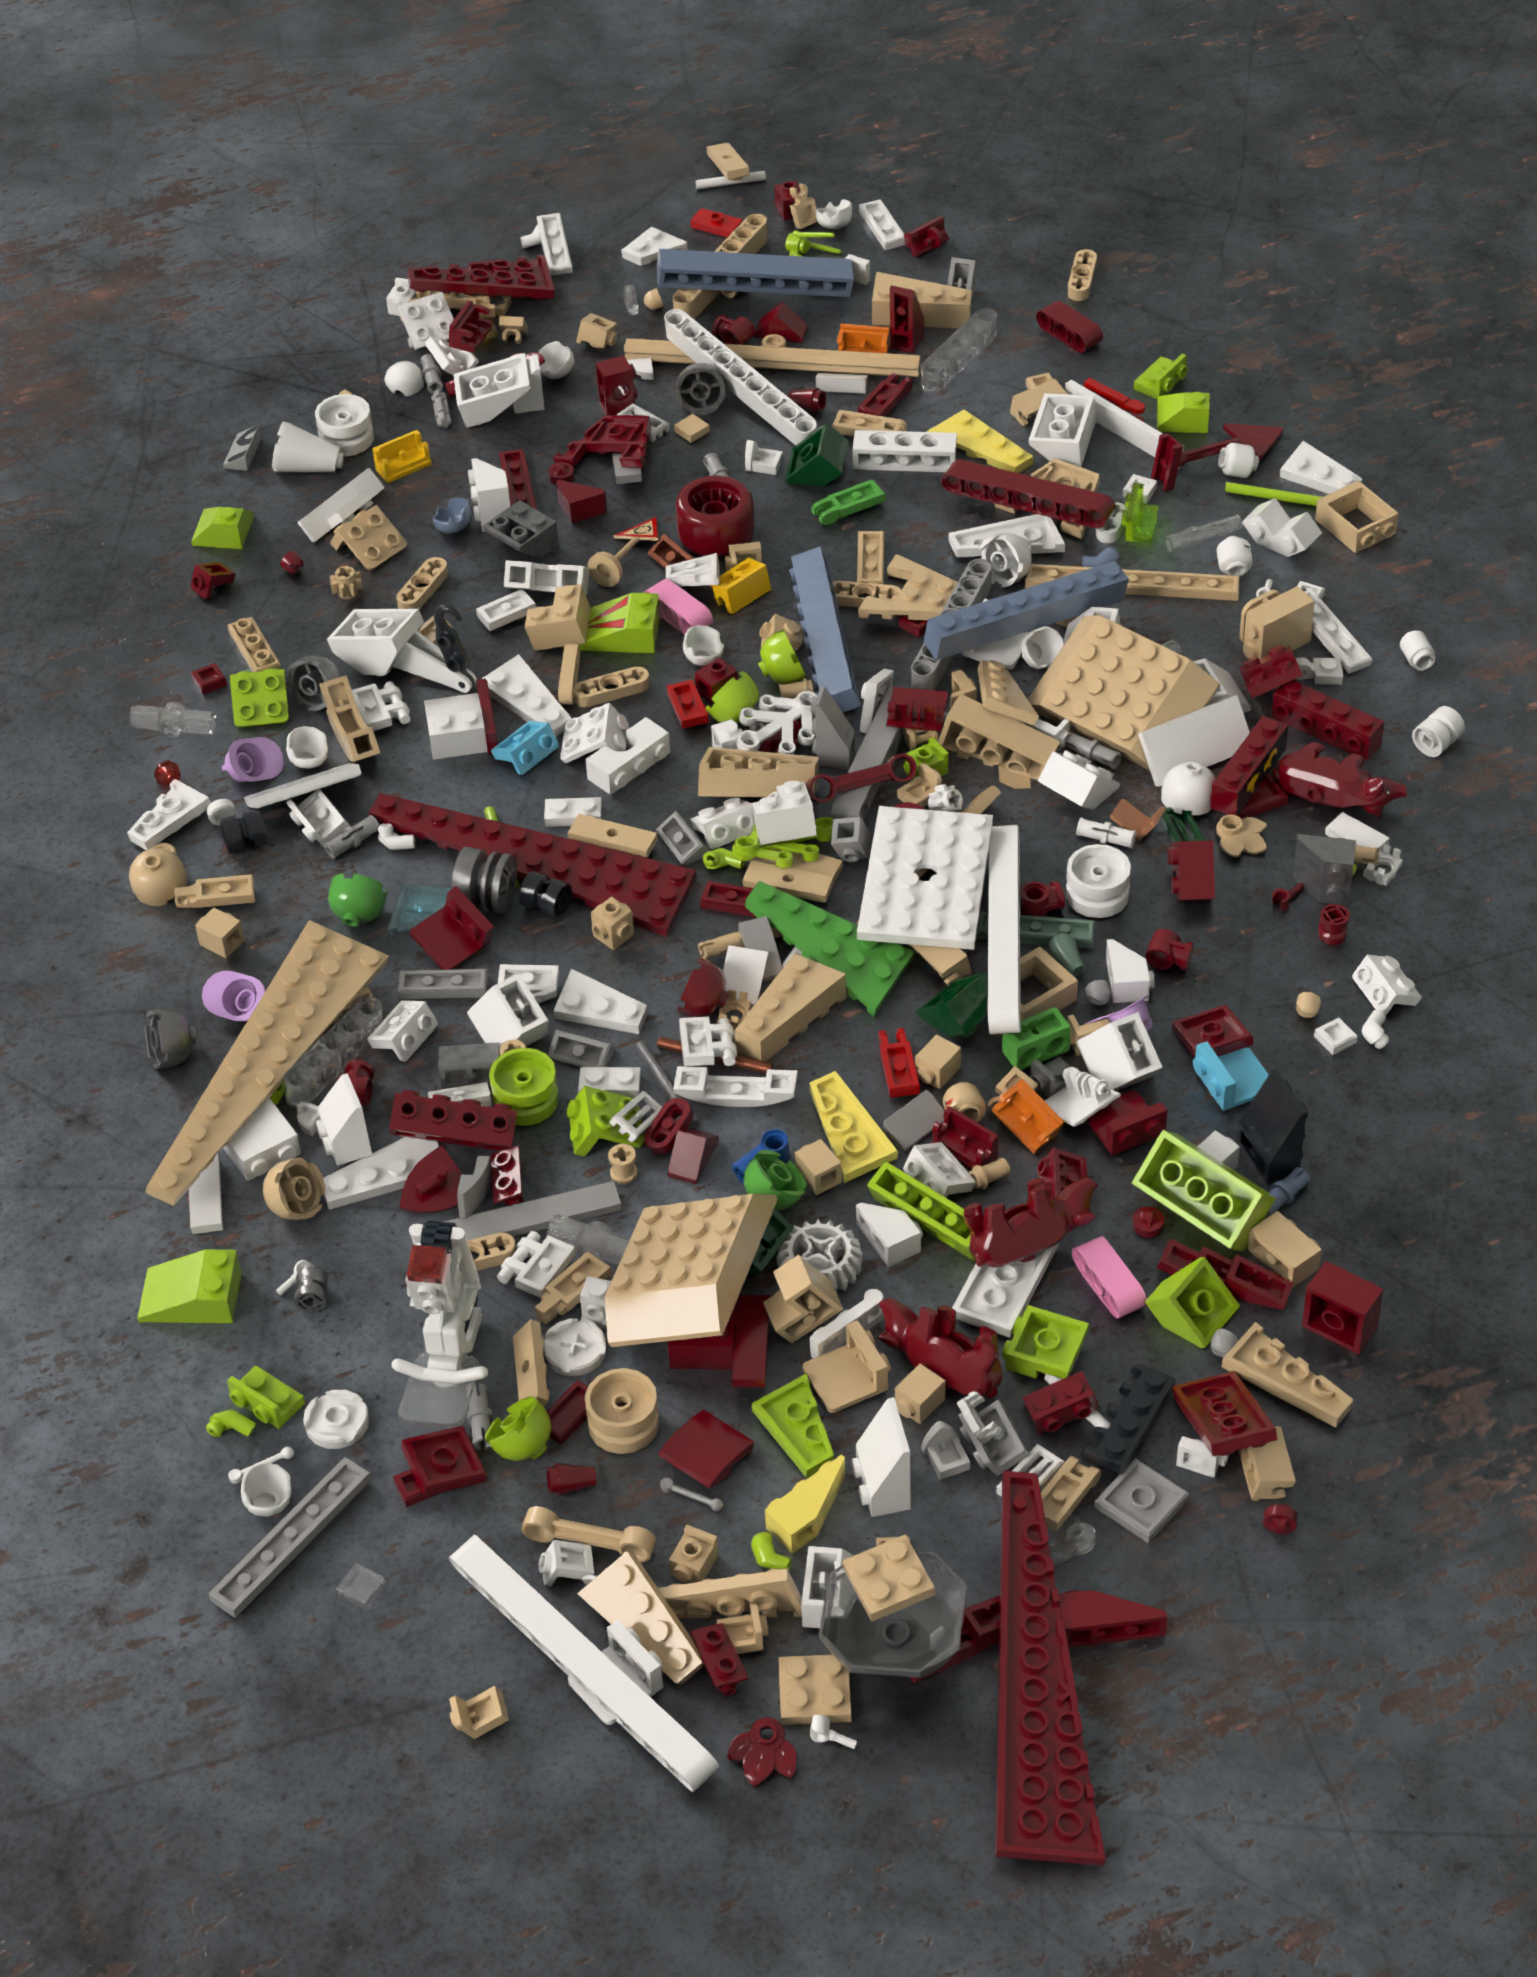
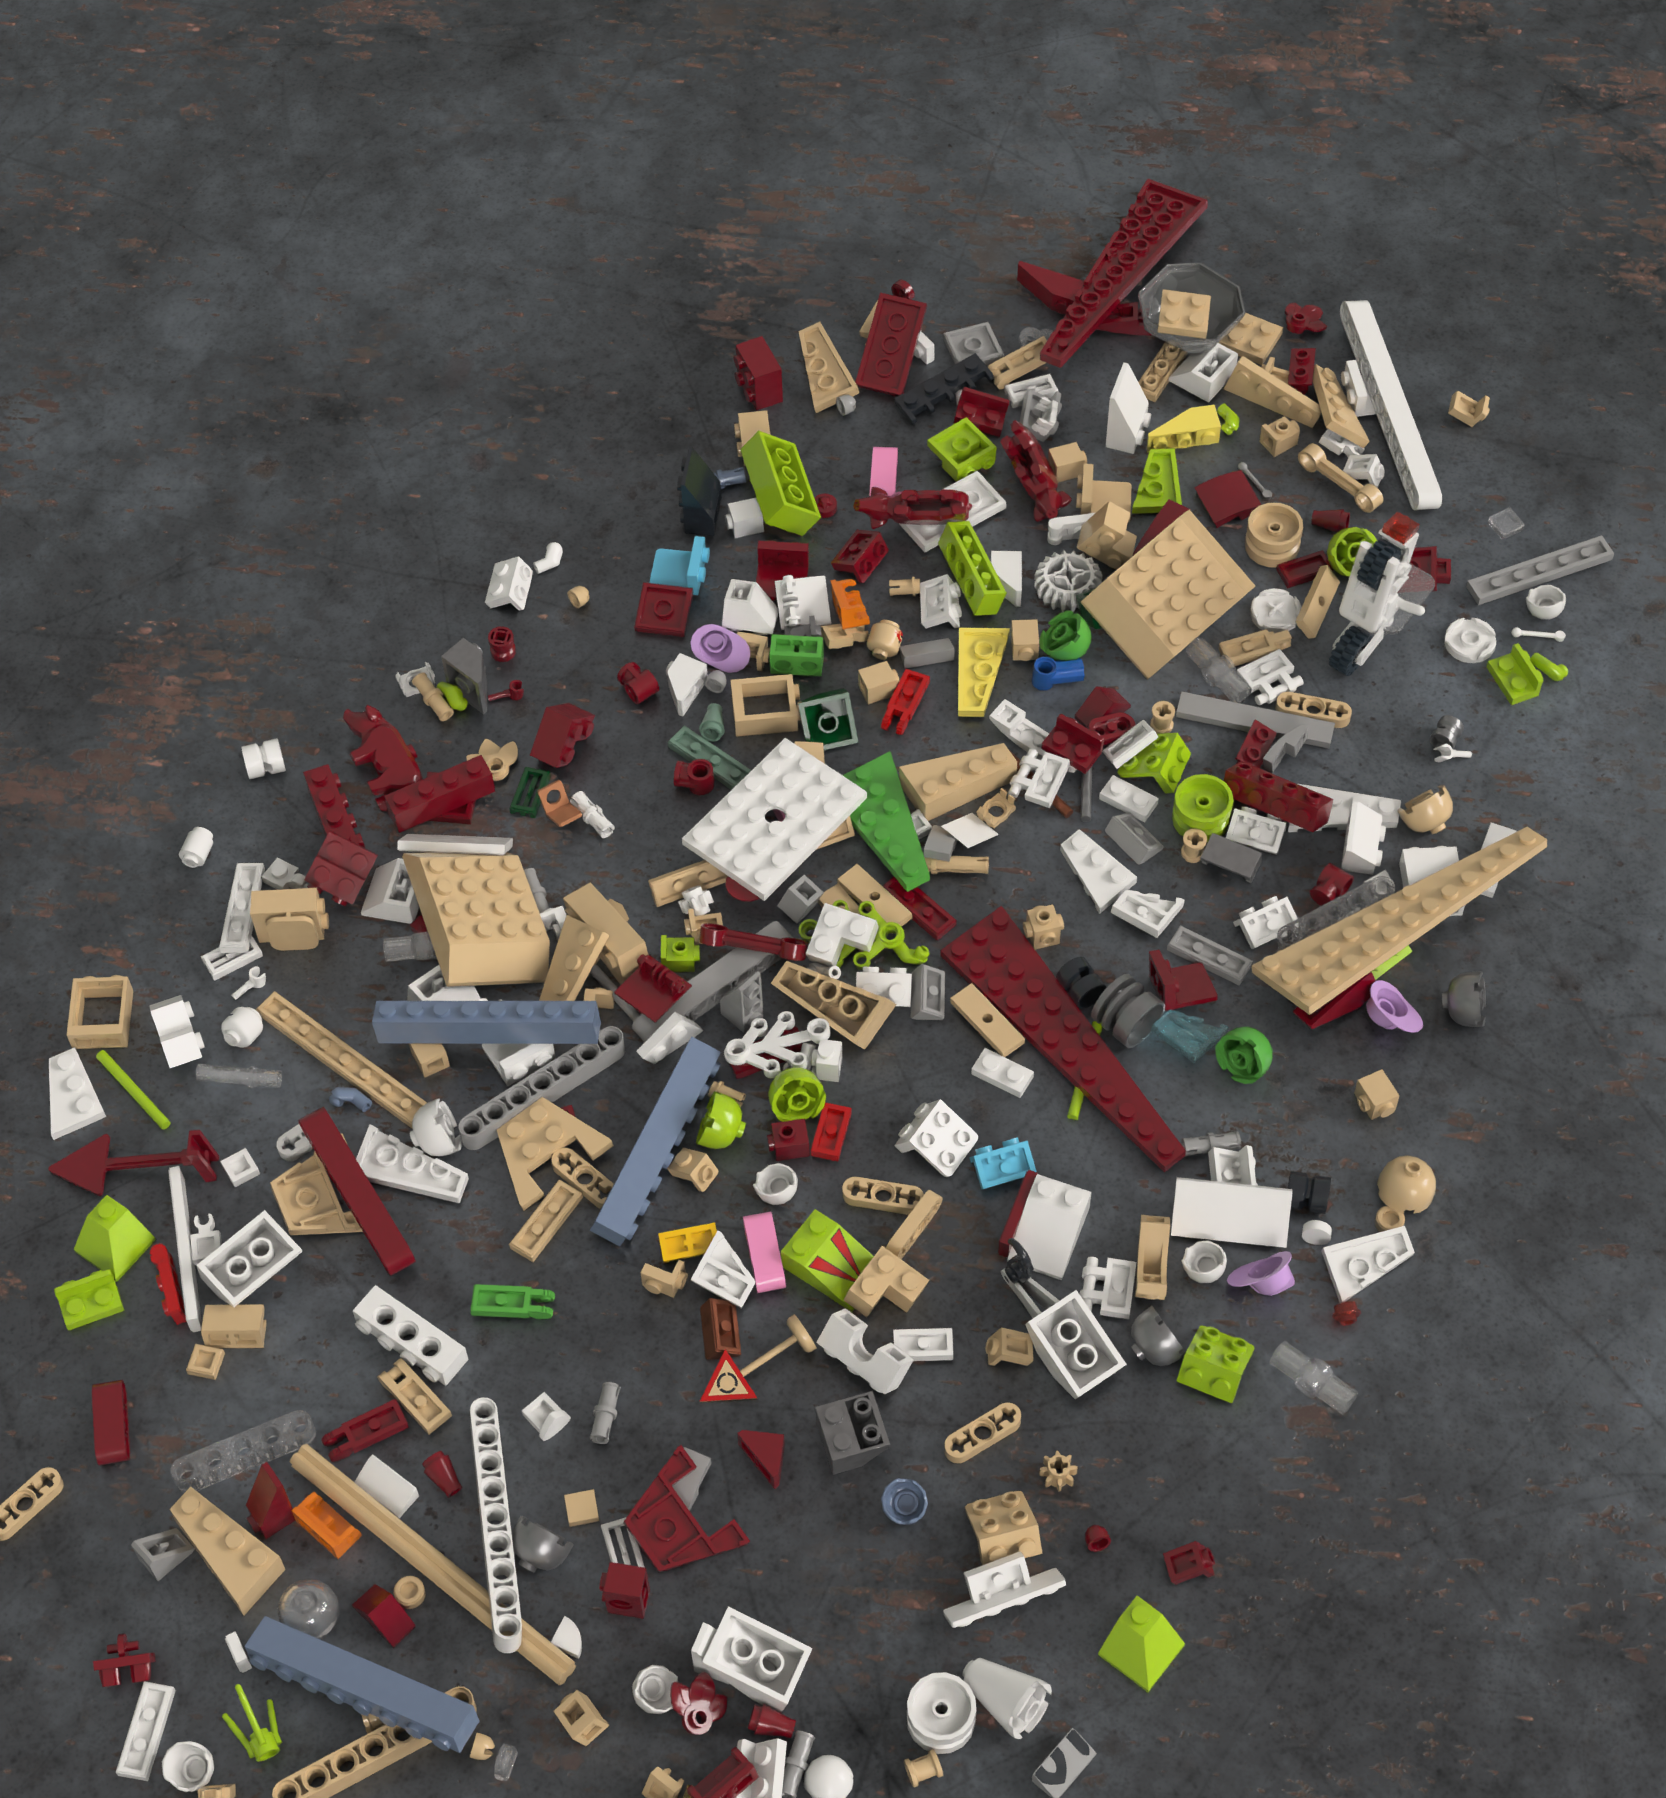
camera: 150 degrees left, 10 degrees up
(192, 1289) = (1537, 778): lime slope -> none
(209, 678) = (1252, 1425): dark red tile -> none
(216, 892) = (1358, 1143): tan hinge -> none
(253, 645) = (1189, 1458): tan tile -> none
(393, 841) = (1174, 1121): white arm -> none
(401, 456) = (903, 1637): yellow hinge -> none
(432, 1184) = (1312, 773): dark red shield -> none
(441, 409) = (817, 1699): light grey axle -> none
(489, 492) = (855, 1491): white slope -> none
(509, 1013) = (1178, 873): white slope -> none
(517, 477) = (805, 1528): dark red tile -> none
(525, 695) = (967, 1237): white wing -> none
(561, 471) = (753, 1518): dark red tile -> none
(593, 1301) = (1243, 614): white brick -> none
(614, 769) = (897, 1096): white arch -> none
(691, 1077) = (1074, 743): none -> dark red bracket
(704, 990) = (1015, 823): dark red cylinder -> none
(714, 514) = (654, 1310): dark red wheel -> none
(733, 331) = (440, 1627): dark red piece -> none
(818, 458) = (500, 1373): dark green slope -> none
(821, 1732) = (1260, 312): white hand -> none
(832, 305) = (309, 1607): none -> clear cylinder
(945, 1450) = (1073, 427): white tile -> none
(966, 1139) = (904, 614): dark red hinge -> none
(985, 442) = (327, 1320): light yellow wing -> none
(1004, 931) = (752, 738): white beam -> none
(1078, 779) = (572, 865): white slope -> none
(1098, 881) = (642, 759): white wheel -> none
(1113, 434) = (205, 1241): none -> white plate
(1140, 517) = (278, 1119): clear neon green bracket -> none
(1188, 788) = (497, 812): white cylinder -> none
(1193, 1303) = (851, 433): lime slope -> none
(1238, 460) = (131, 1138): white head -> none
(1241, 1277) = (811, 449): dark red slope -> none
(1335, 1036) = (579, 570): white tile -> none
(1350, 828) = (409, 714): white tile -> none

